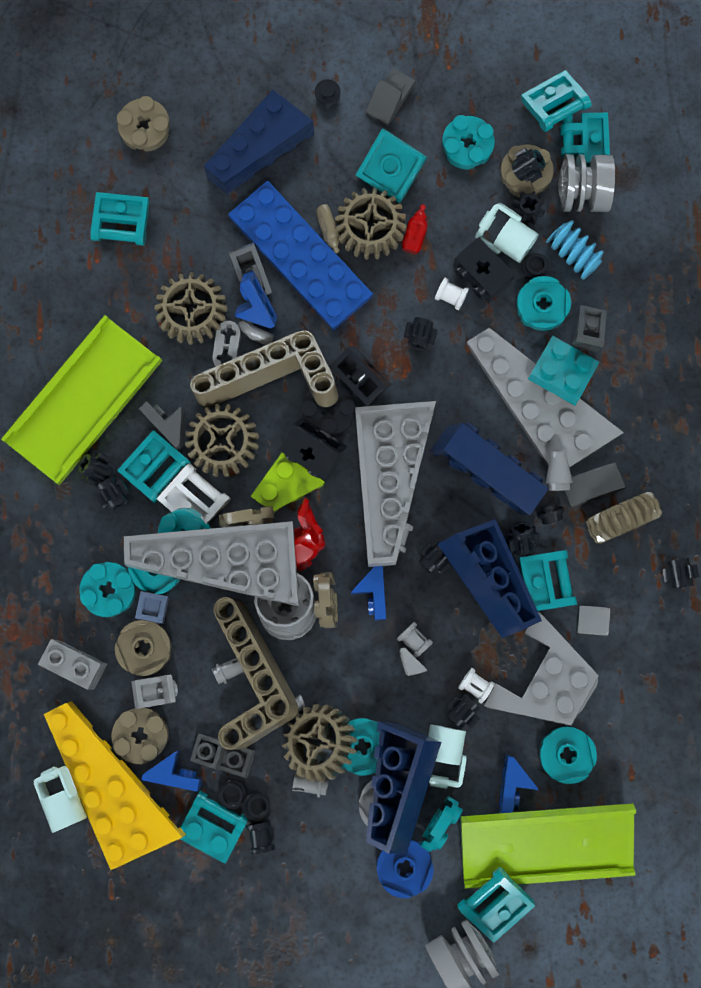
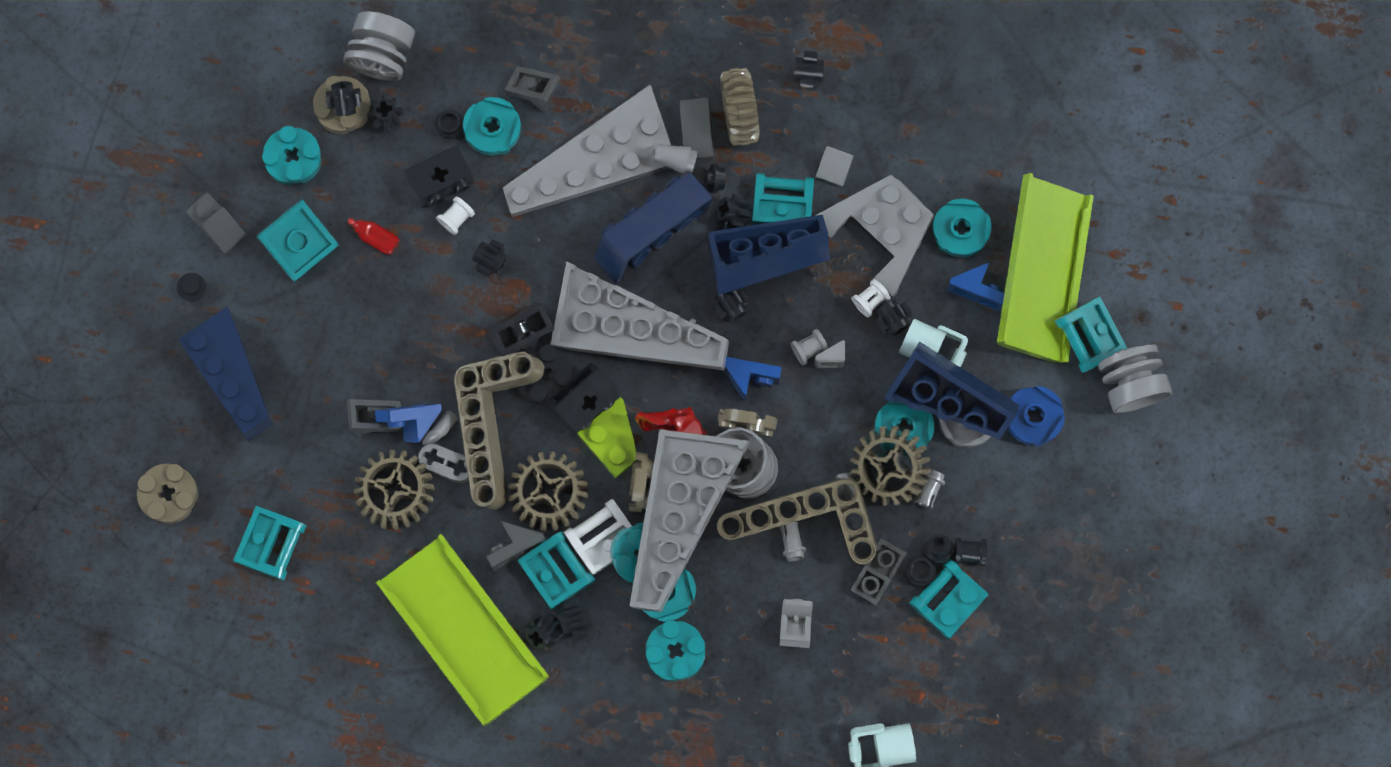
camera: 80 degrees left, 5 degrees down
(72, 664) = (746, 702): light grey brick -> none
(113, 797) = (902, 689): yellow wing -> none
(126, 745) = (821, 658): dark tan plate -> none
(129, 640) = (757, 612): dark tan plate -> none
(152, 607) = (706, 607): sand blue plate -> none
(166, 774) = (881, 631): blue slope -> none
(300, 255) = (366, 362): blue plate -> none
(328, 227) = (344, 324): dark tan piece -> none
(360, 222) = (361, 256): dark tan gear -> none
(439, 823) = (1001, 369): teal plate -> none
(515, 237) = (414, 135): light aqua piece -> none
(550, 95) = (267, 57): teal plate -> none
(563, 370) = (569, 125): teal plate -> none
(576, 249) = (444, 76): medium azure piece -> none
(593, 132) = (328, 27): teal plate -> none

